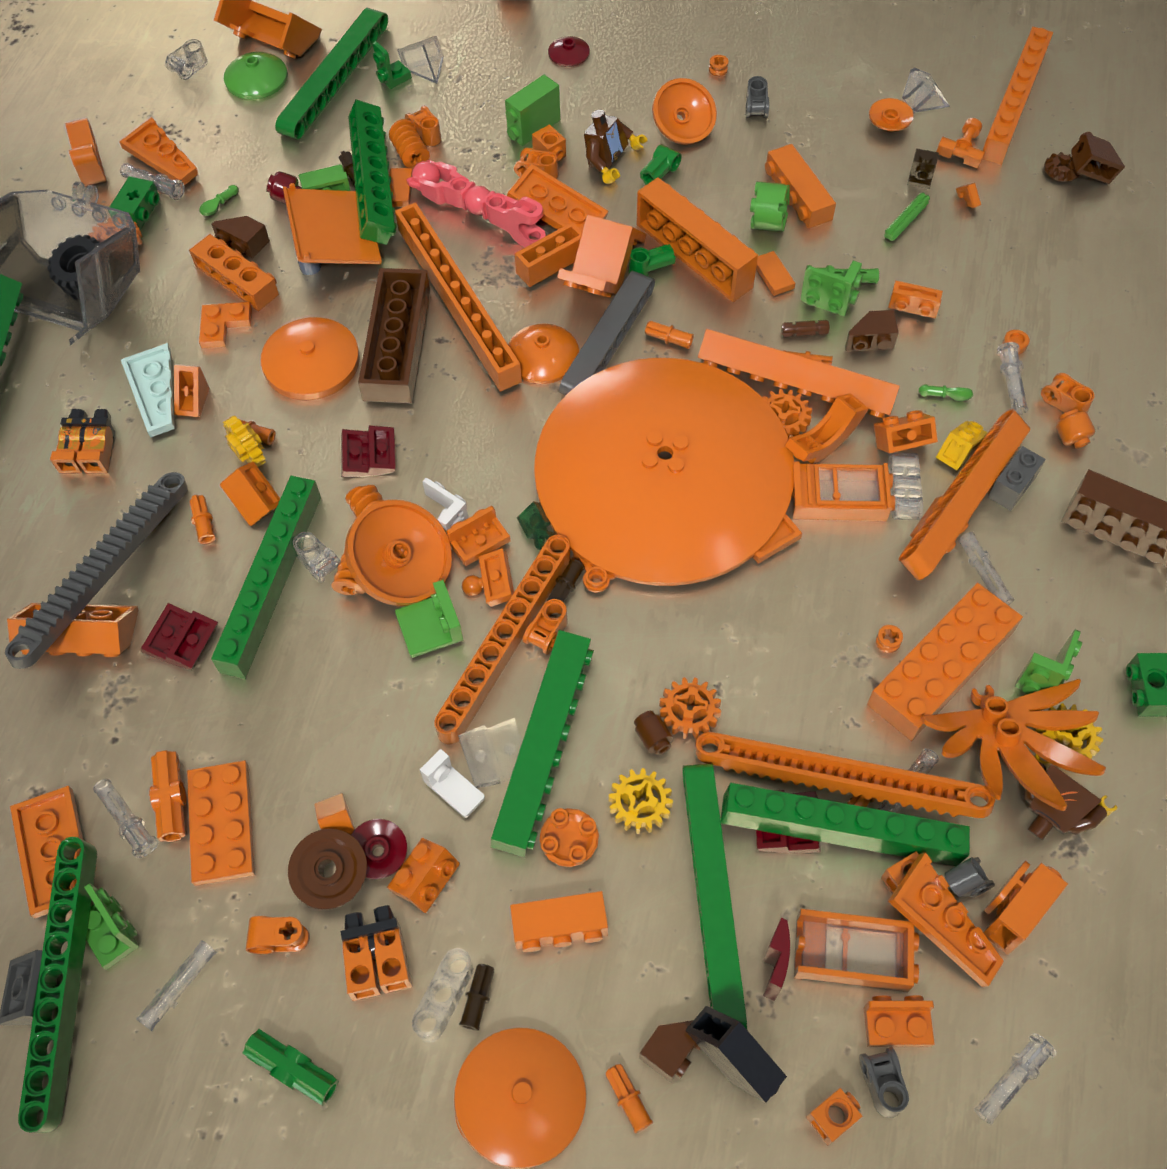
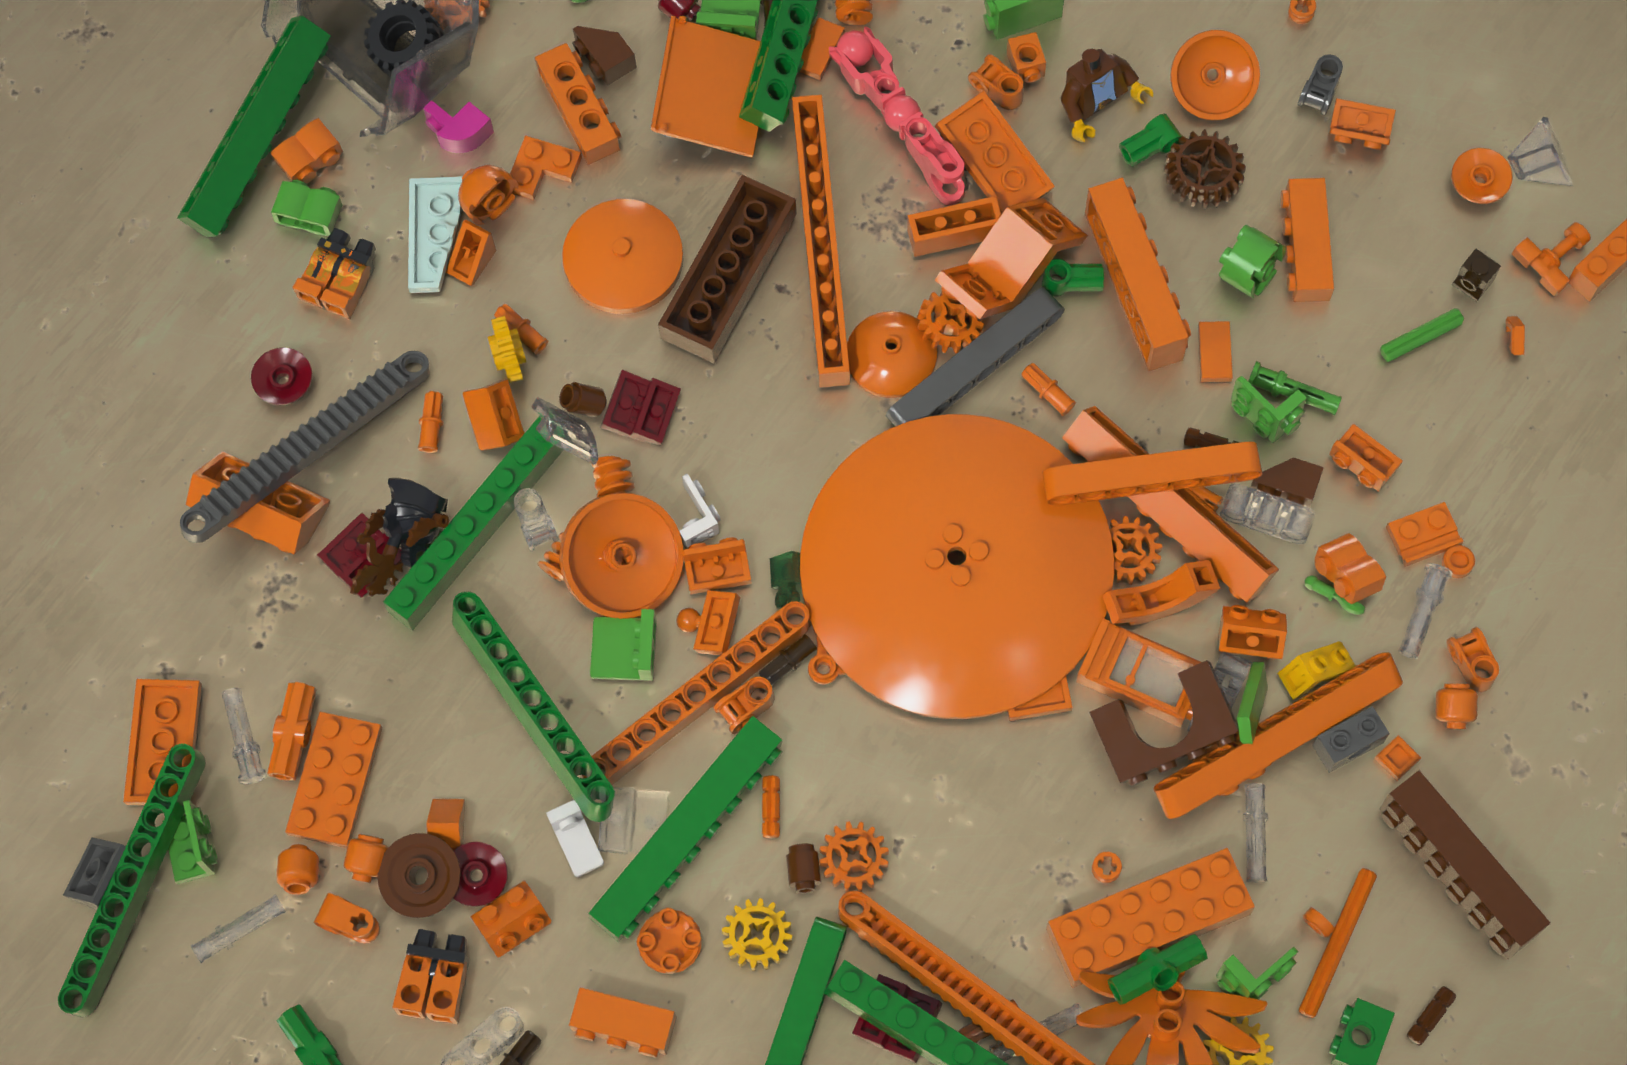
camera: 25 degrees right, 10 degrees up
(30, 369) = (307, 152): none -> orange brick
(42, 406) = (306, 208): none -> bright green brick
(57, 522) = (279, 364): none -> dark red dish
(150, 318) = (459, 133): none -> dark pink brick
(186, 344) = (486, 193): none -> orange cylinder
(214, 591) = (408, 520): none -> helmet
(214, 909) = (297, 869): none -> orange head
(272, 874) = (364, 857): none -> orange head
(315, 480) = (566, 431): none -> clear slope
(319, 457) = (583, 399): none -> reddish brown brick
(375, 692) = (536, 717): none -> green beam
(576, 314) = (949, 323): none -> orange gear
(603, 697) = (771, 806): none -> orange axle
(706, 168) = (1226, 178): none -> reddish brown gear
(779, 347) = (1152, 473): none -> orange beam
(795, 111) = (1361, 122): none -> orange bracket
(869, 548) = (1211, 724): none -> reddish brown arch
(870, 356) = (1267, 513): none -> clear beam
(937, 475) = (1252, 703): none -> bright green tile
(949, 367) = (1349, 568): none -> orange brick
(978, 692) = (1157, 969): none -> green piece
(982, 333) = (1424, 534): none -> orange plate
(1054, 481) = (1397, 758): none -> orange tile
(1070, 614) = (1318, 923): none -> orange tile
(1092, 625) = (1337, 943): none -> orange axle

